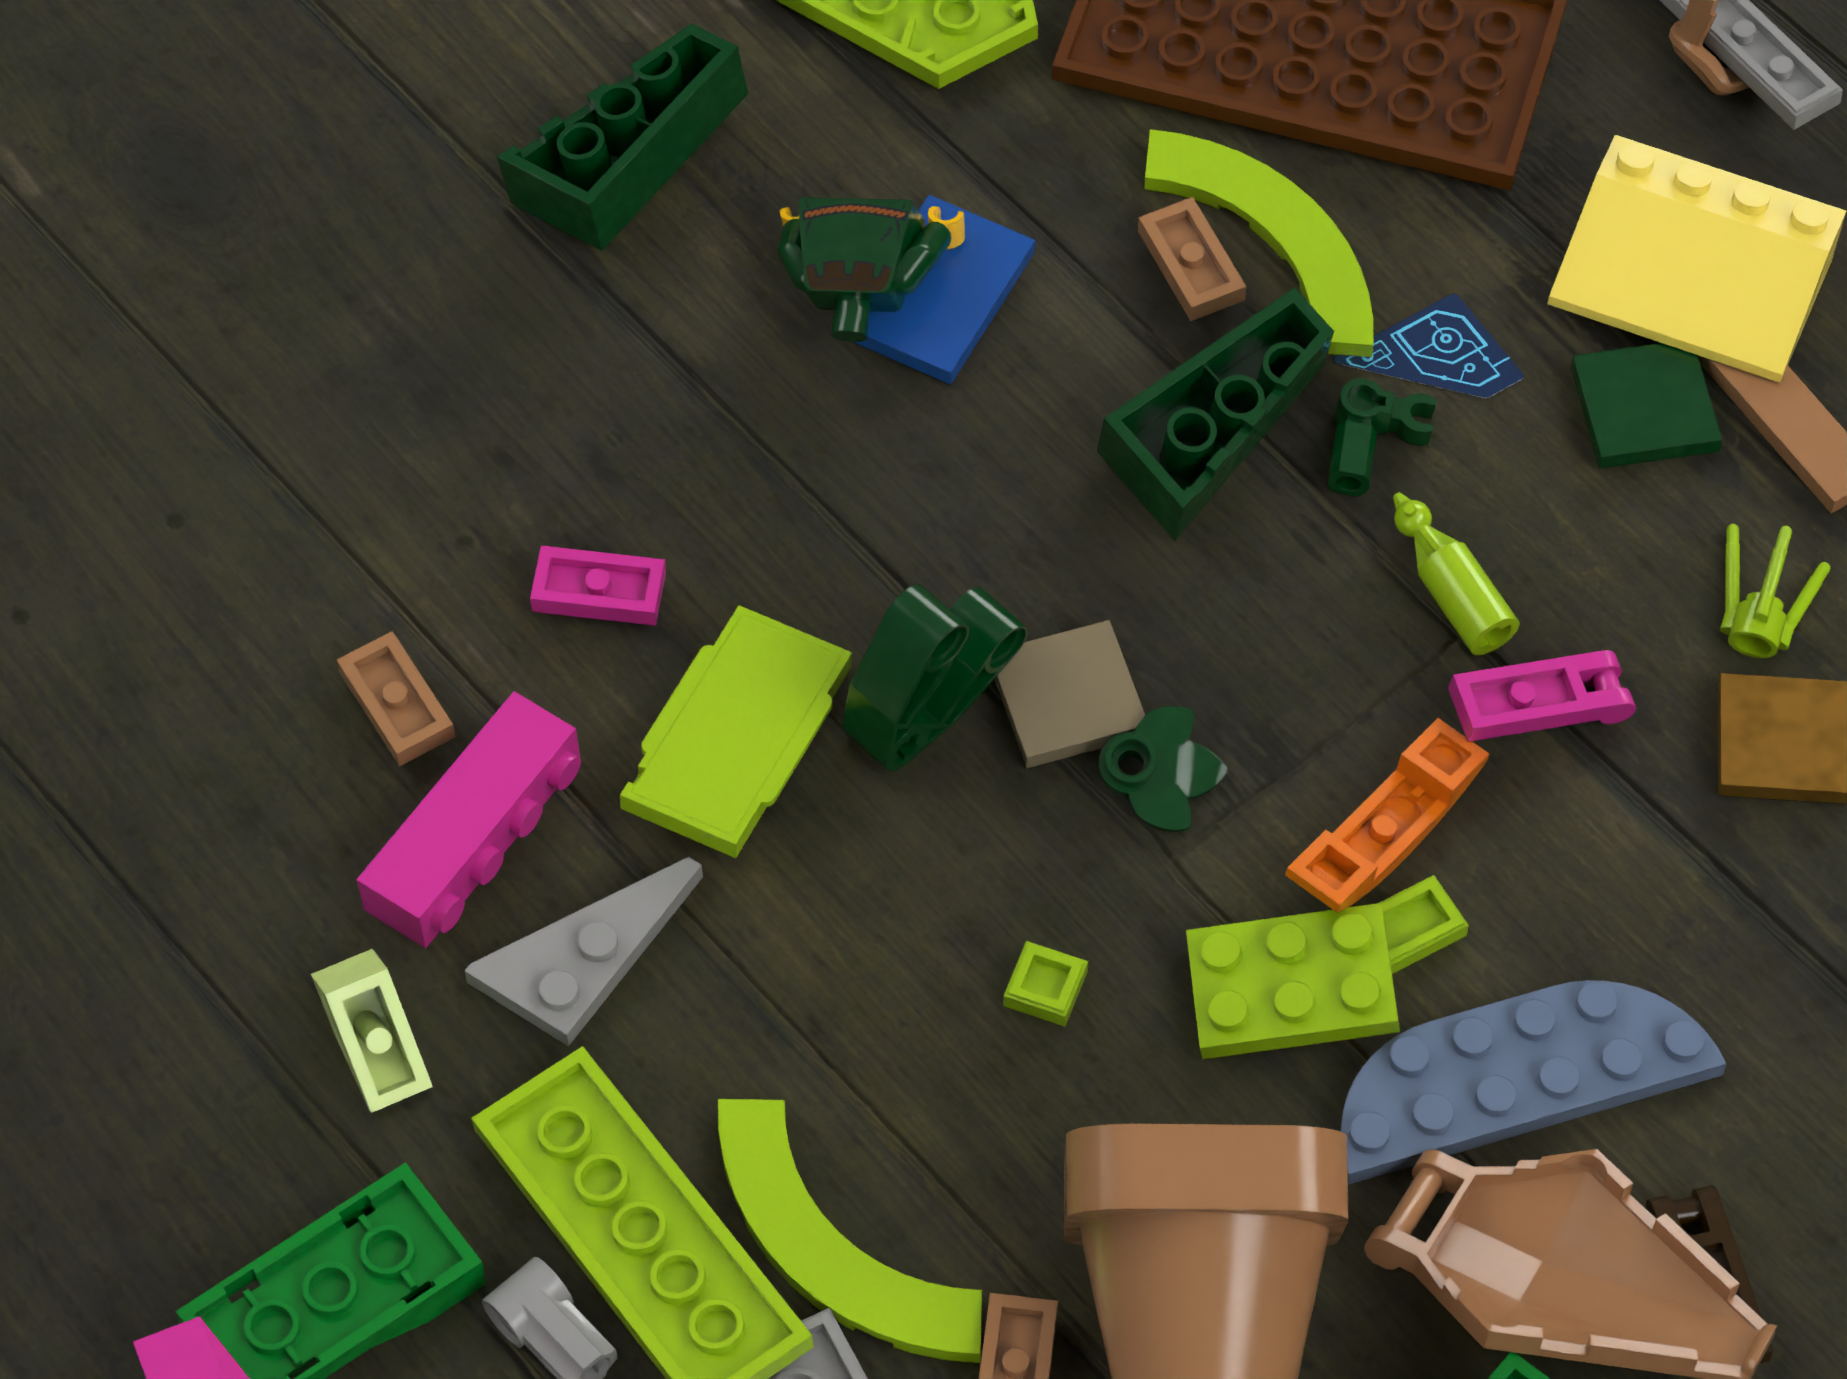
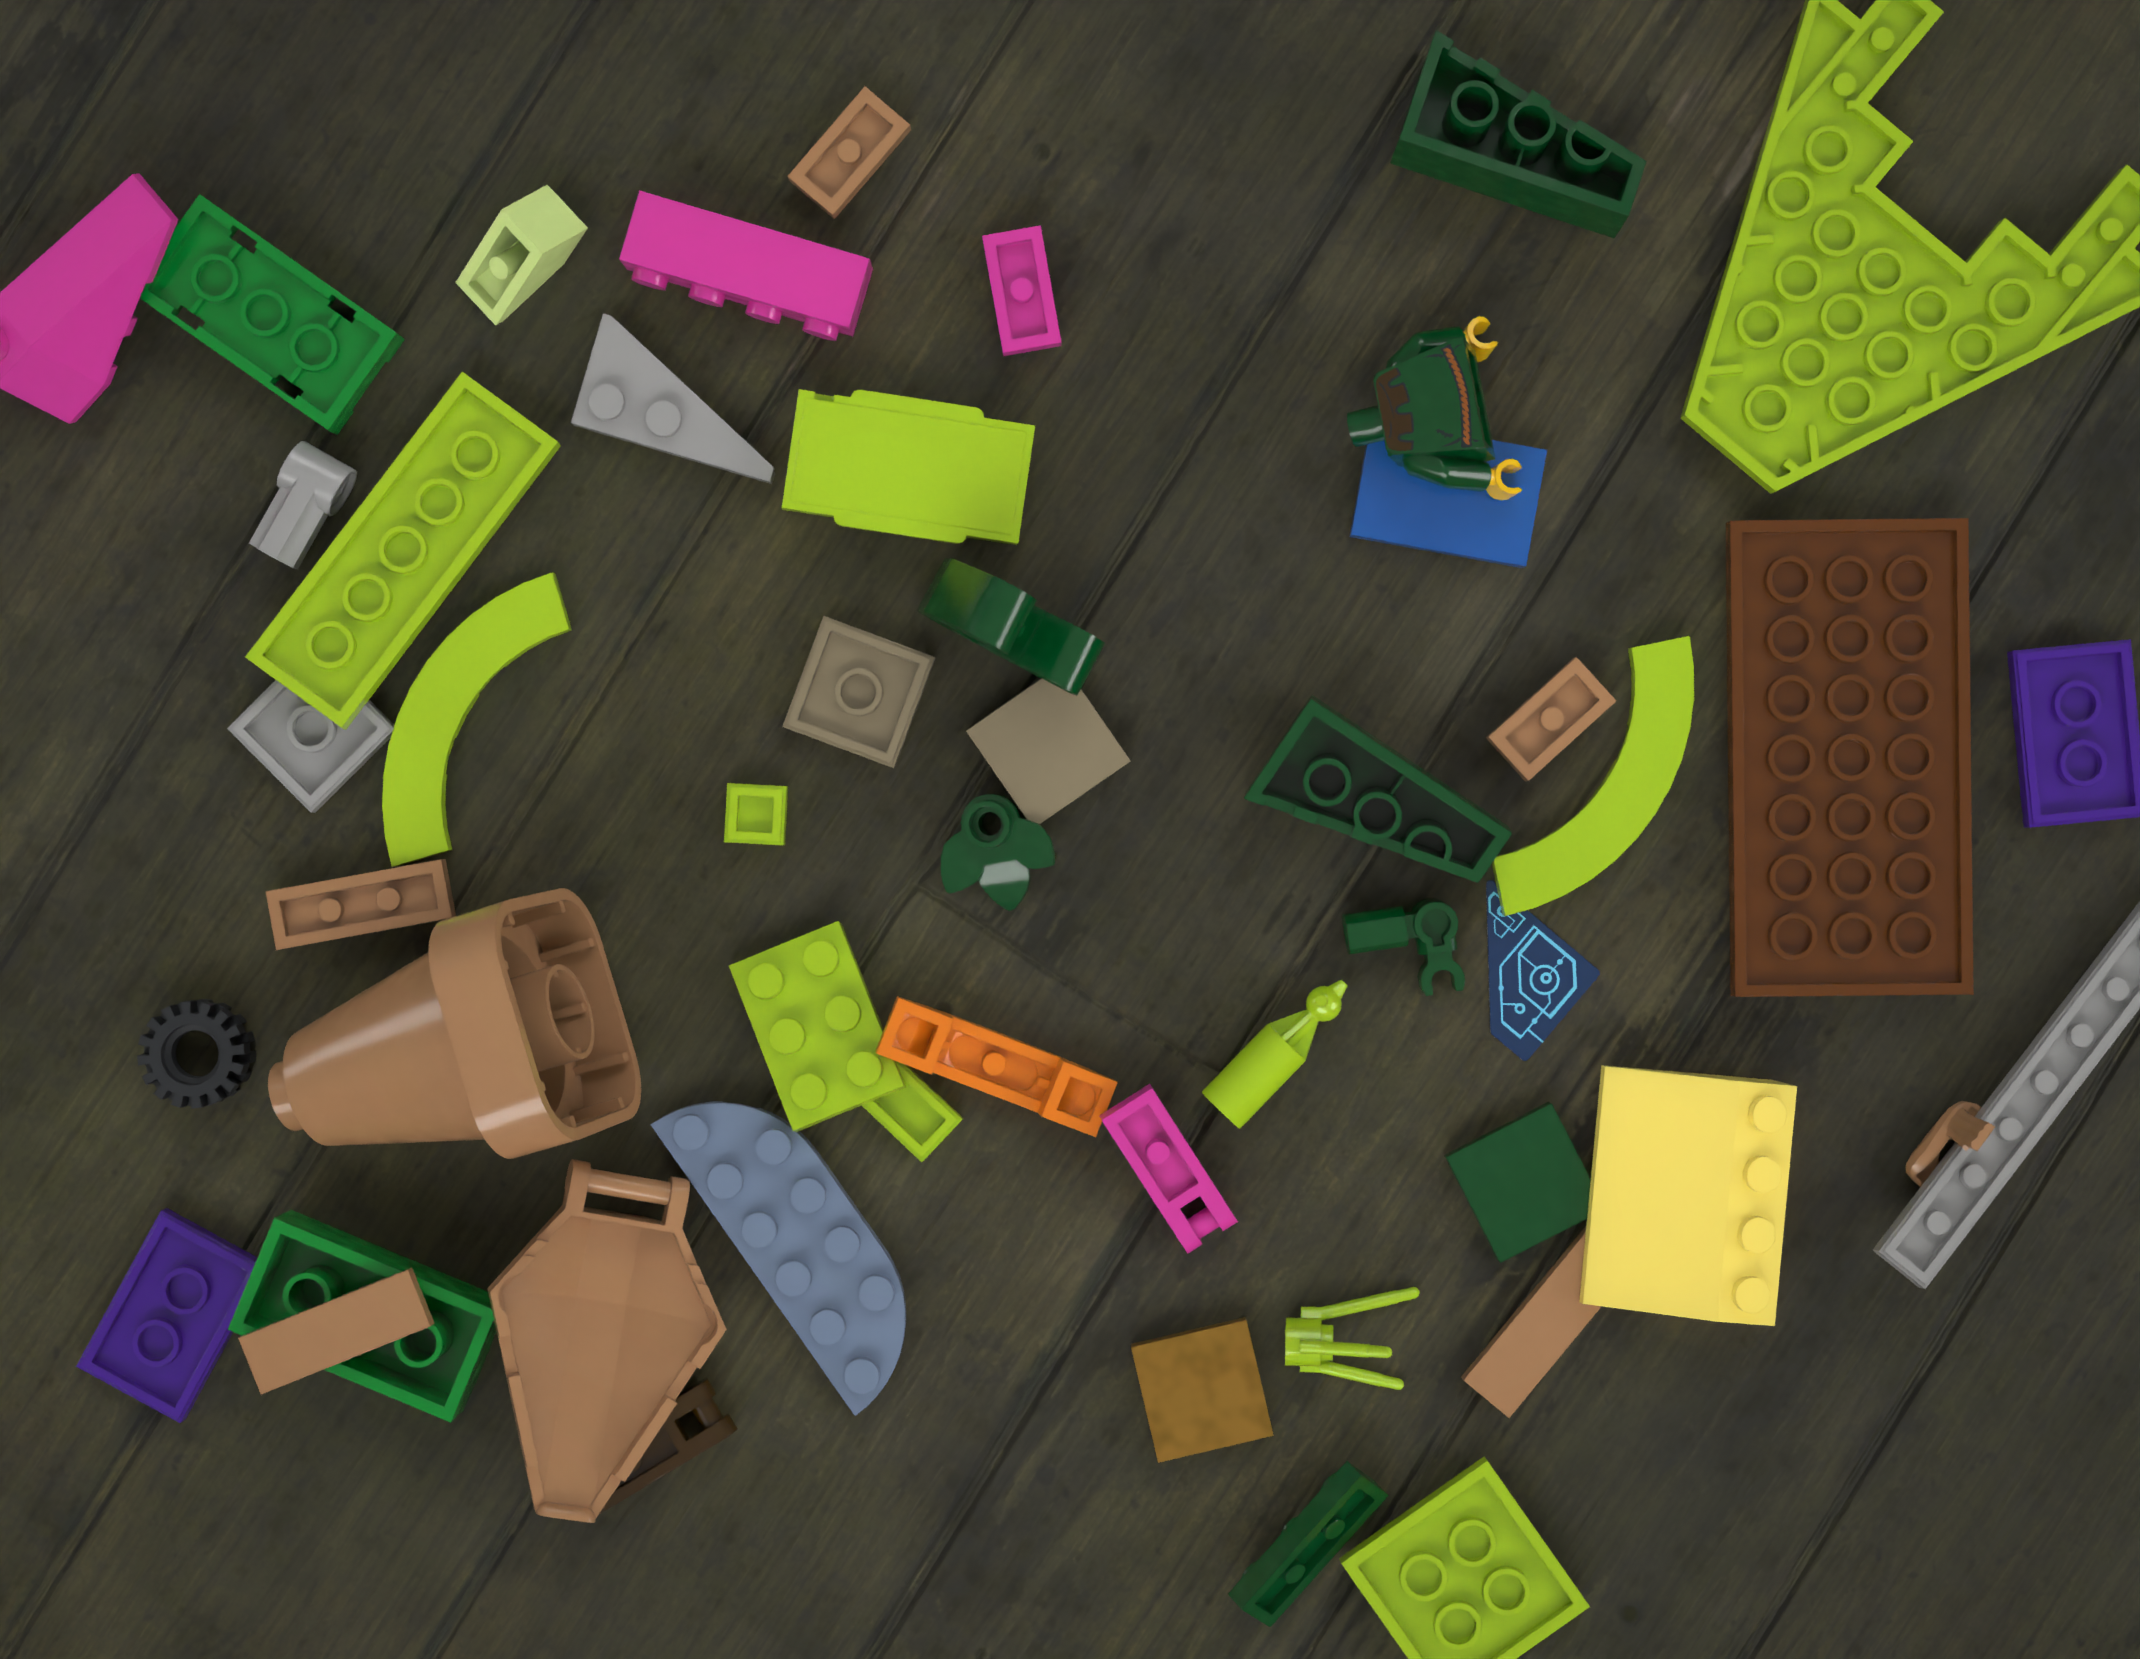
camera: 70 degrees right, 30 degrees up
(950, 851) = (859, 692): none -> dark tan tile

